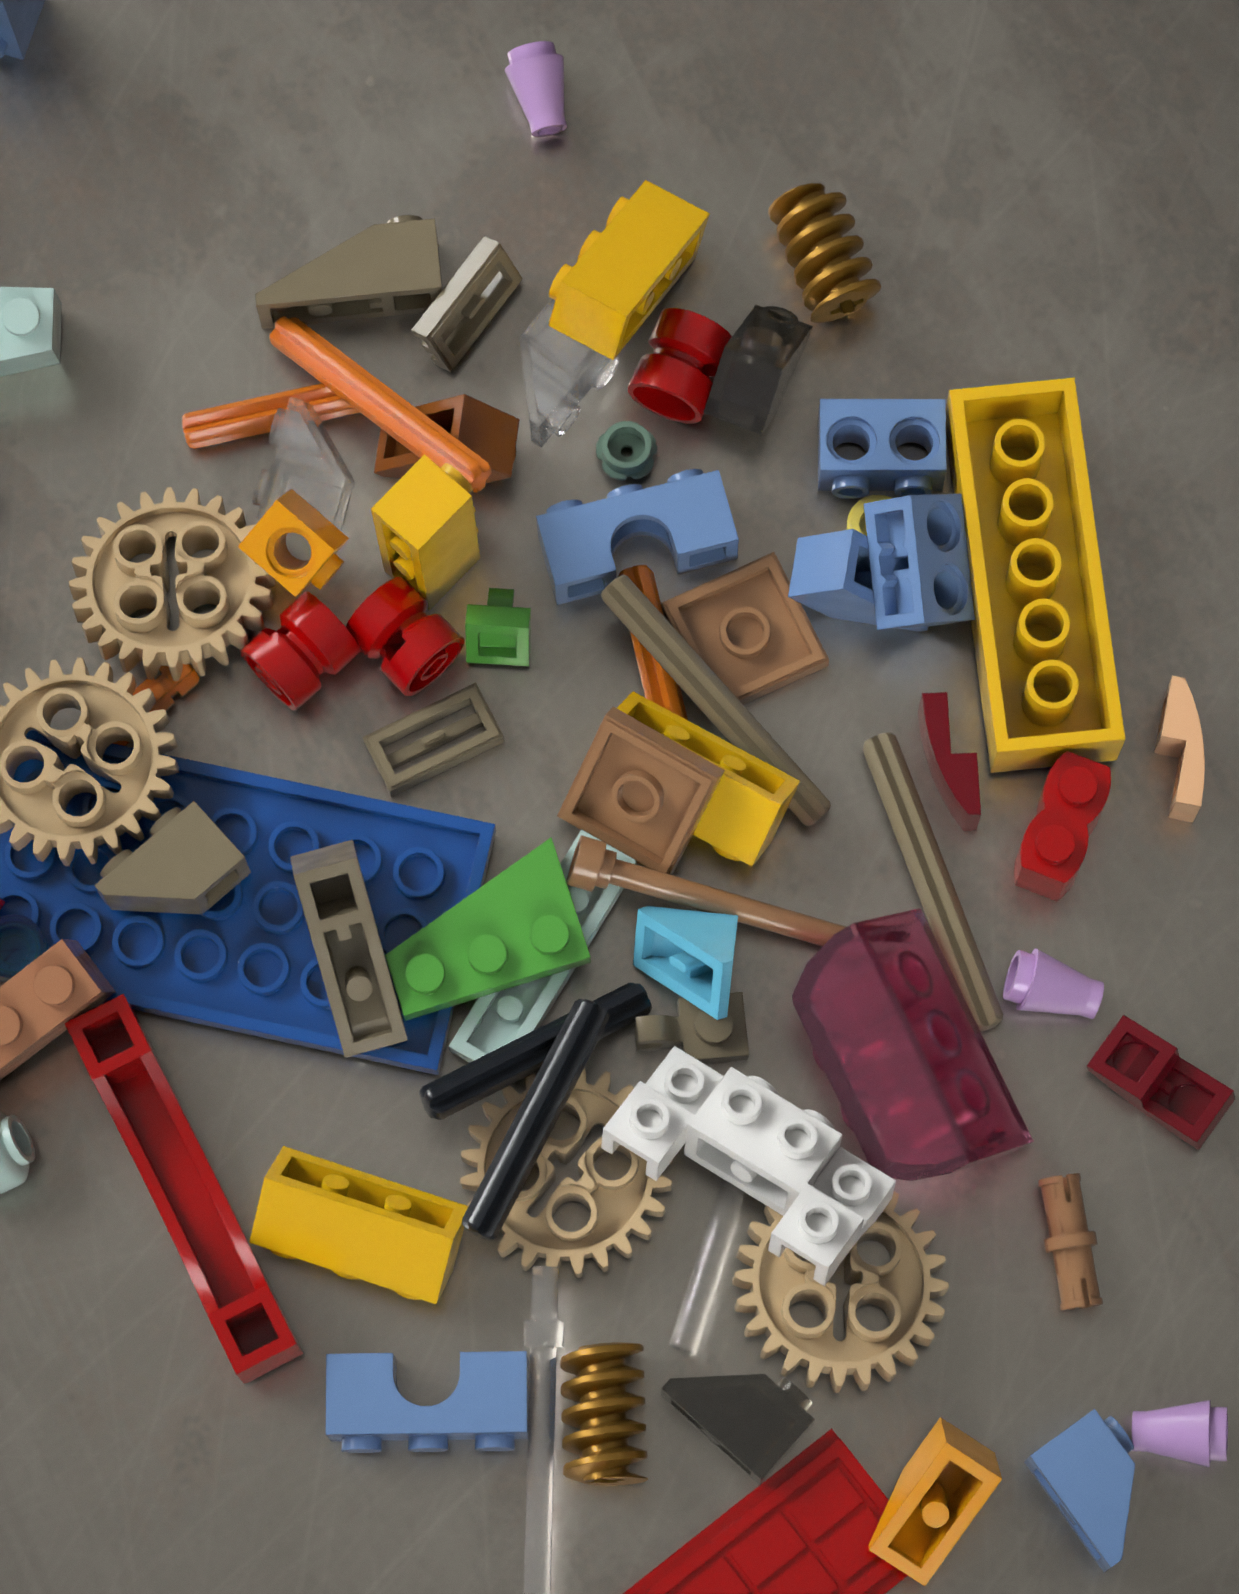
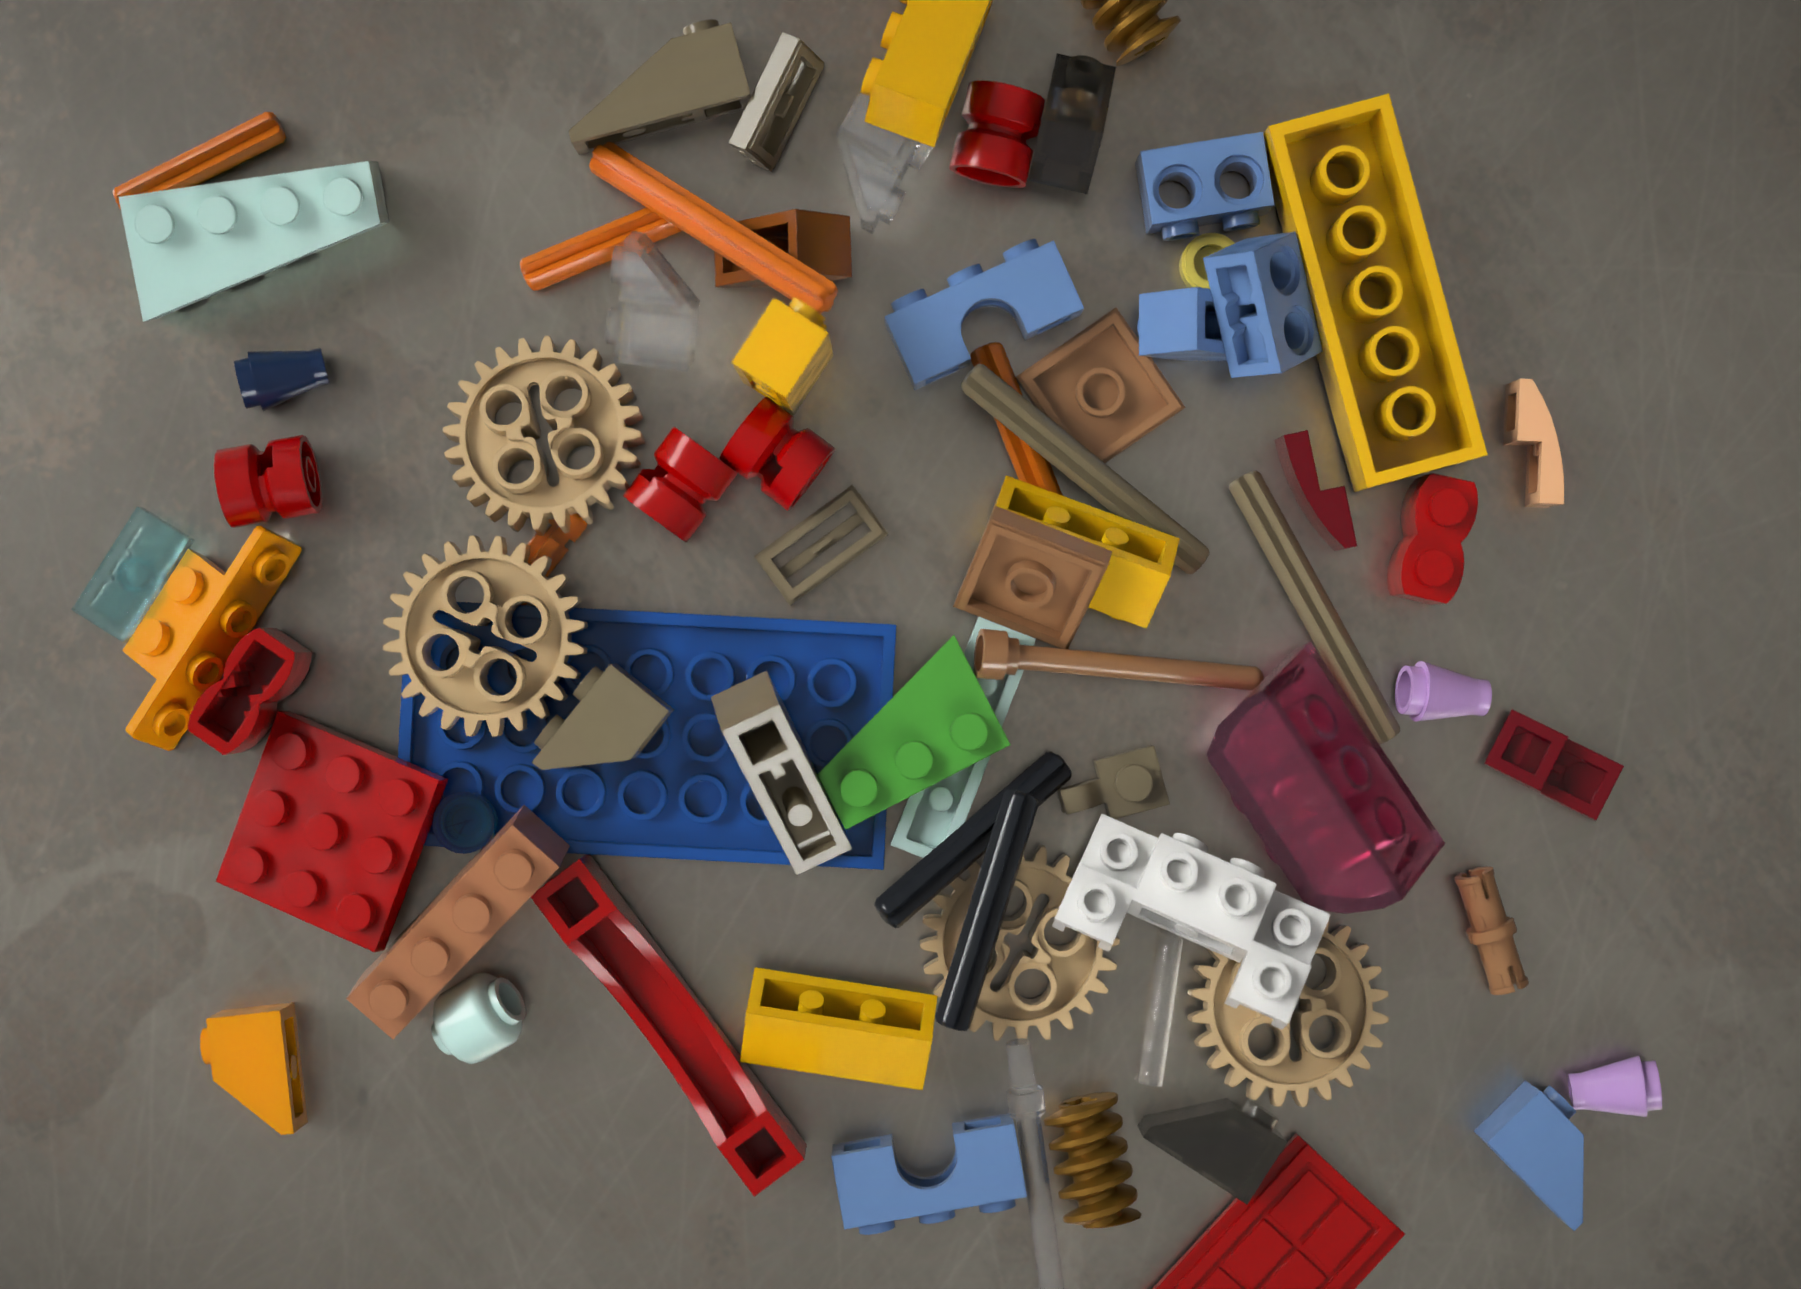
camera: 15 degrees left, 15 degrees up
(268, 547) = (657, 363): light orange brick -> none
(498, 631) = (866, 433): bright green tile -> none
(626, 435) = (957, 210): sand green plate -> none
(688, 954) = (1103, 722): medium azure slope -> none
(935, 1501) = (1406, 1191): light orange slope -> none

